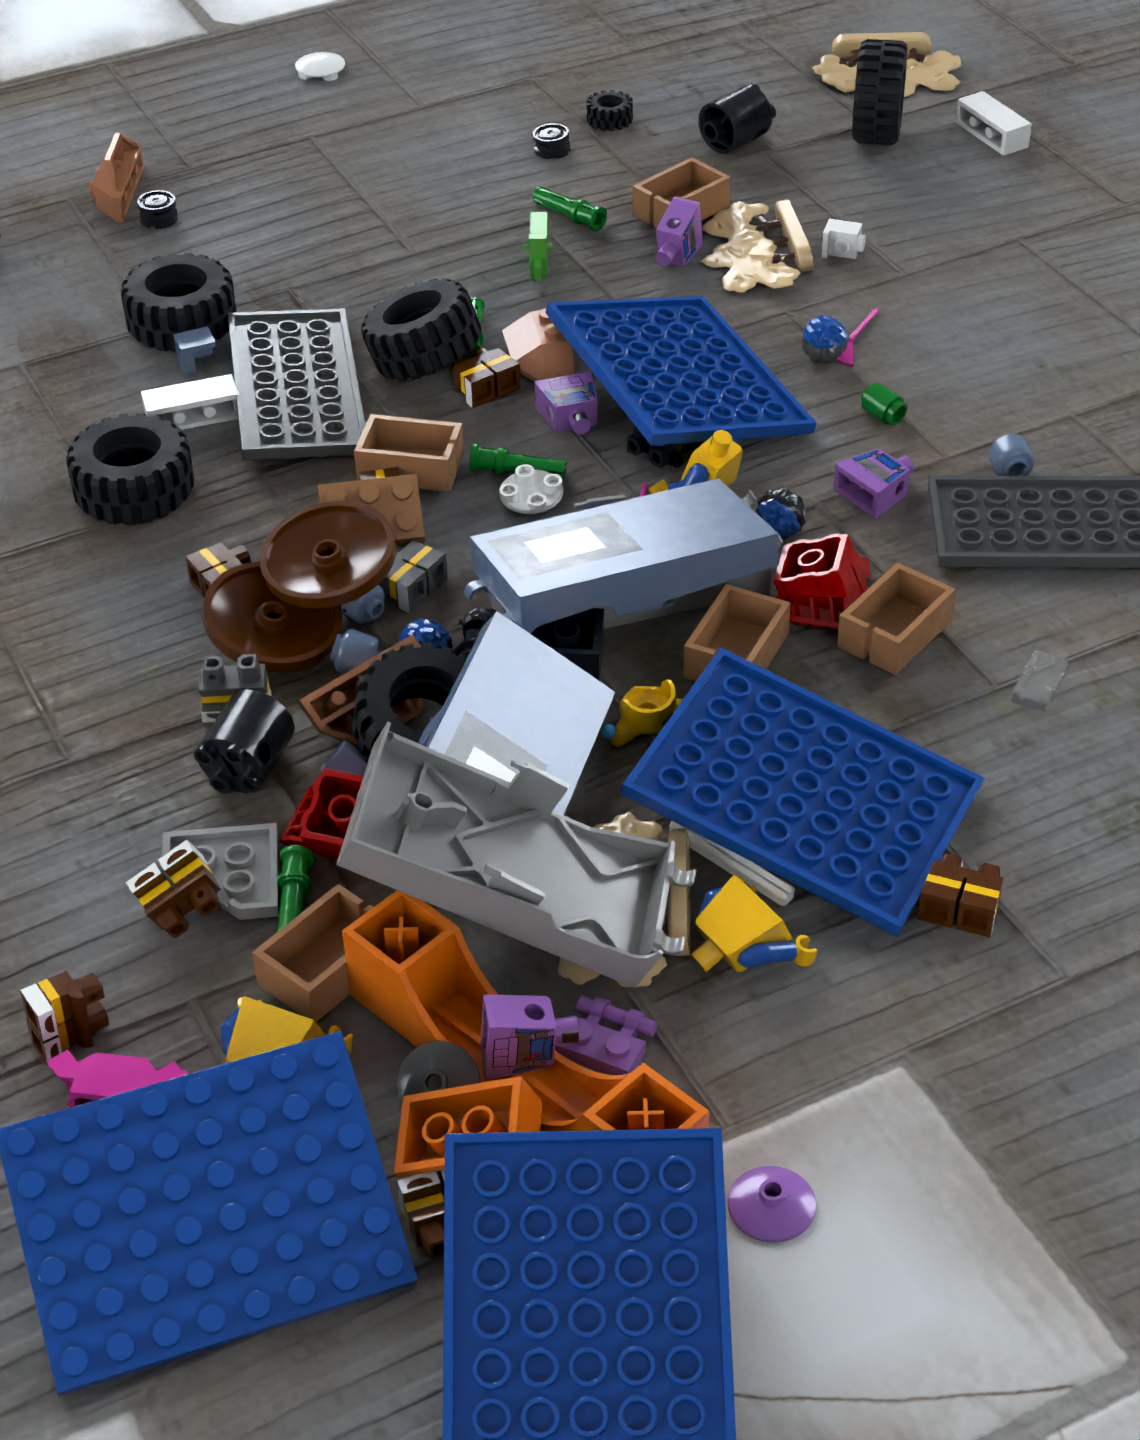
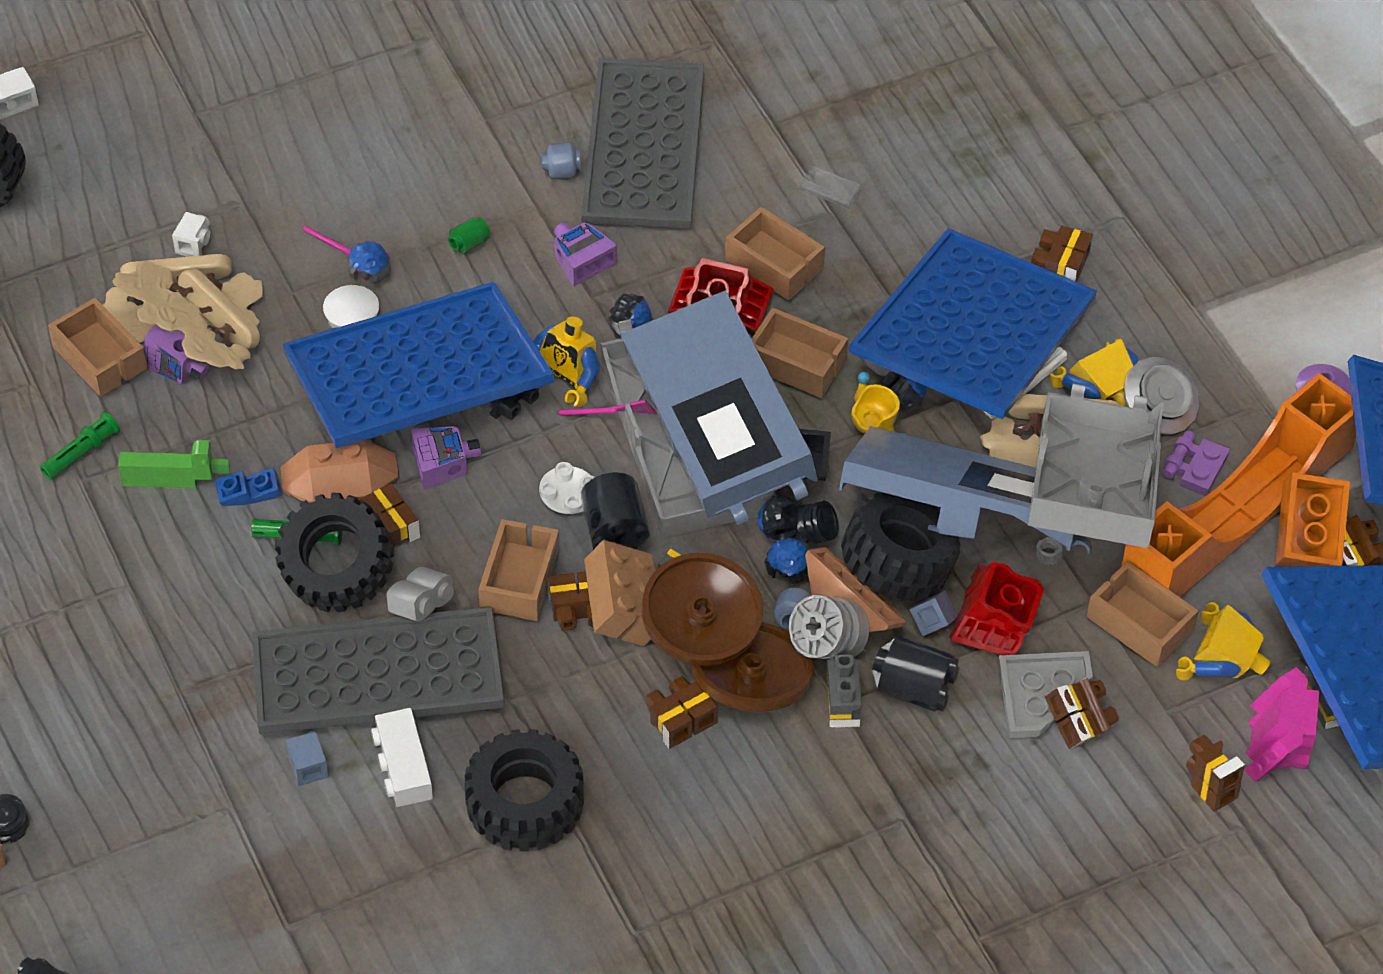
camera: 90 degrees left, 10 degrees up
(176, 297) = (221, 739): black tyre -> none
(293, 881) = (1062, 643): green pin -> none
(305, 659) = (828, 627): none -> light grey wheel
(380, 393) = (420, 593): none -> light grey brick
(435, 1058) = (1252, 548): dark grey dish -> none
(482, 505) = (614, 510): none -> black cylinder
(502, 460) = (523, 507): green pin -> none
(521, 1034) = (1228, 478): medium lavender torso -> none
(524, 296) = (242, 489): none -> blue slope
(712, 990) = (1168, 382): none -> piece
(714, 213) = (174, 312): none -> tan plant
(771, 341) = (350, 305): none -> white dish

